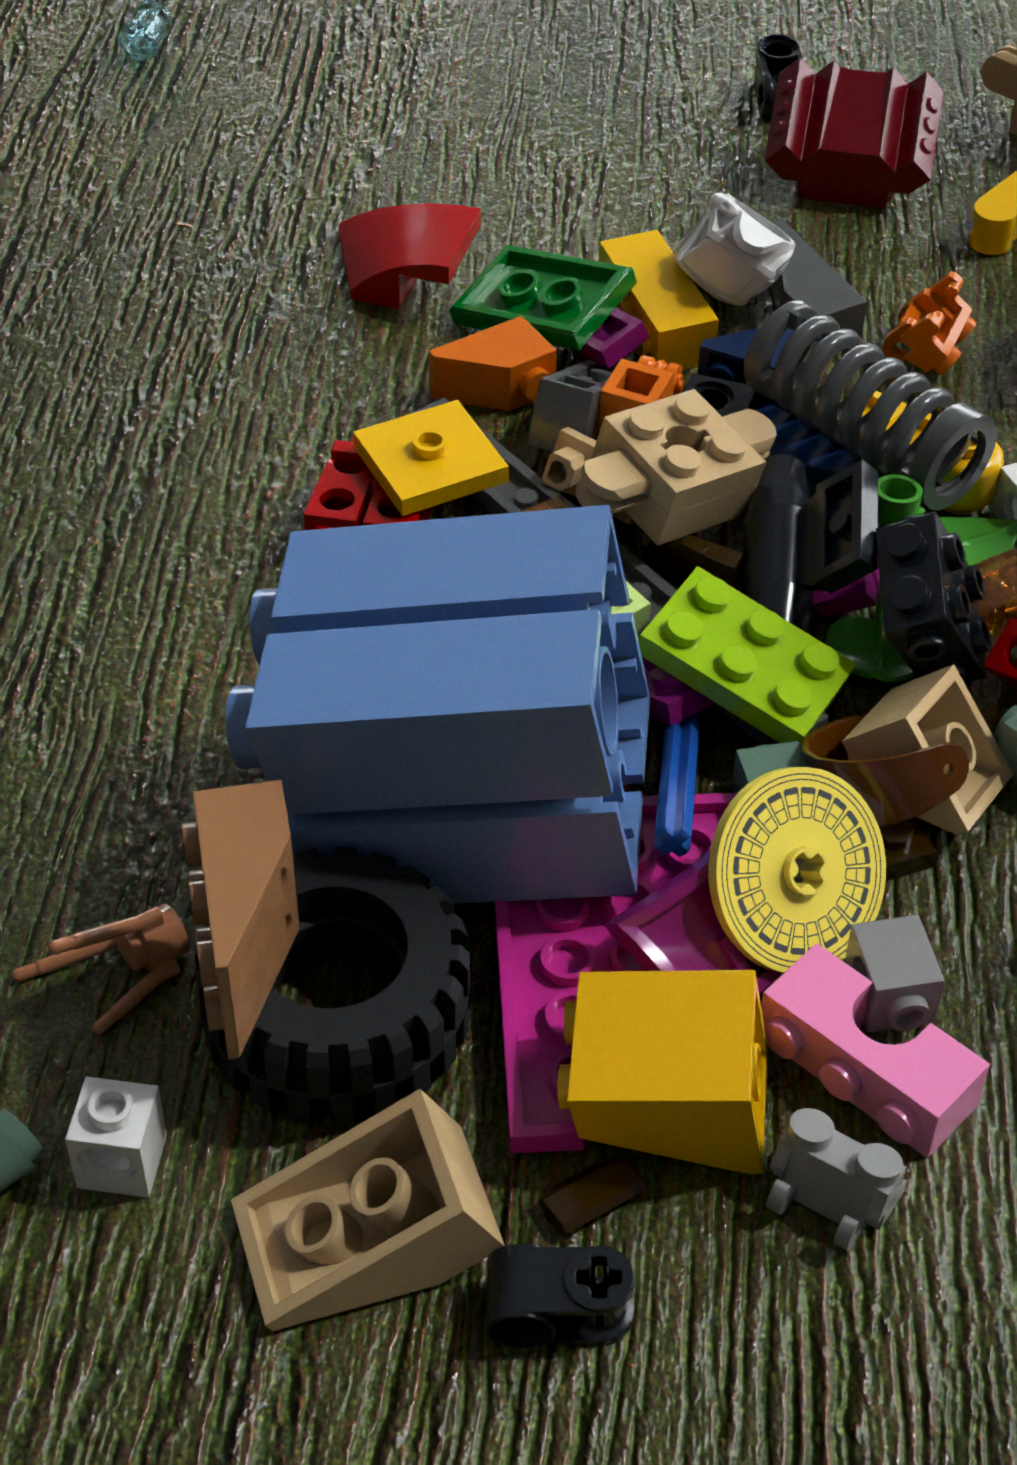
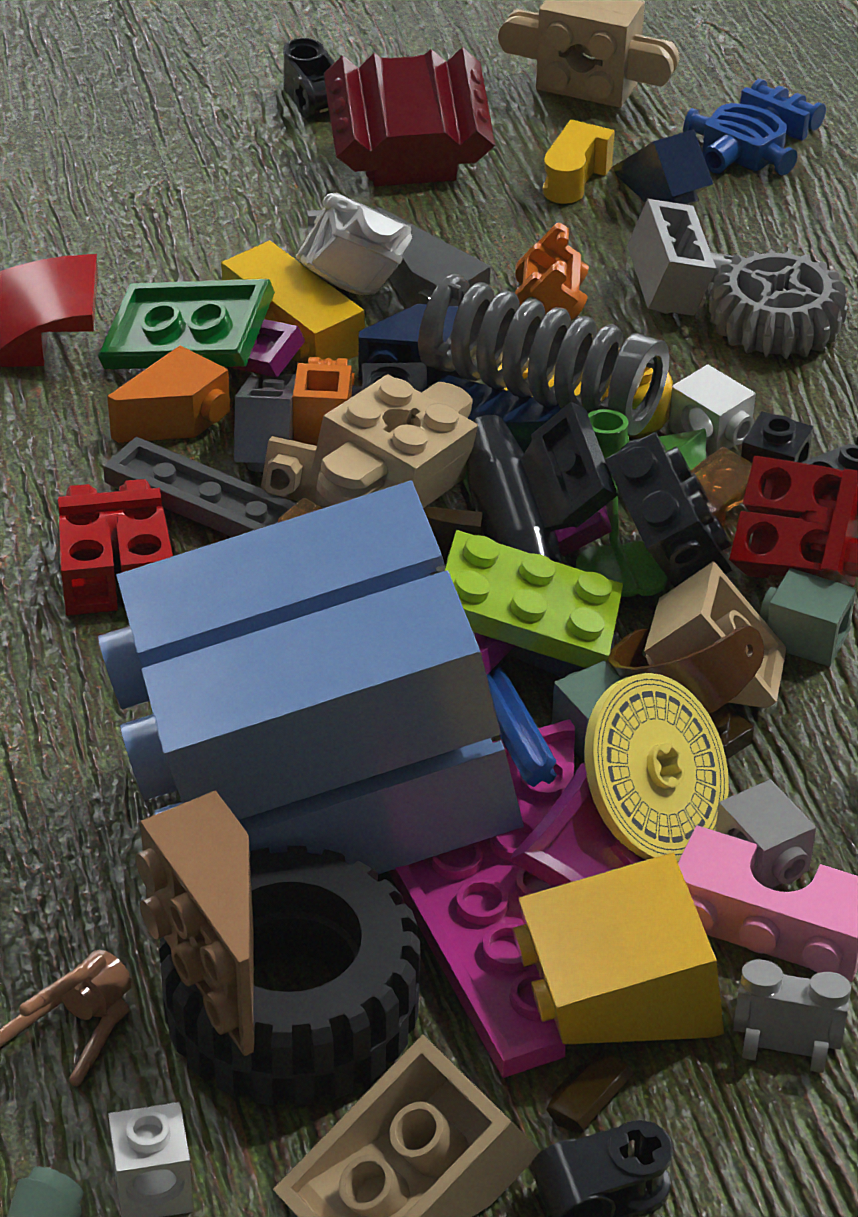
camera: 20 degrees left, 5 degrees down
(430, 457) = (160, 491): yellow plate -> none

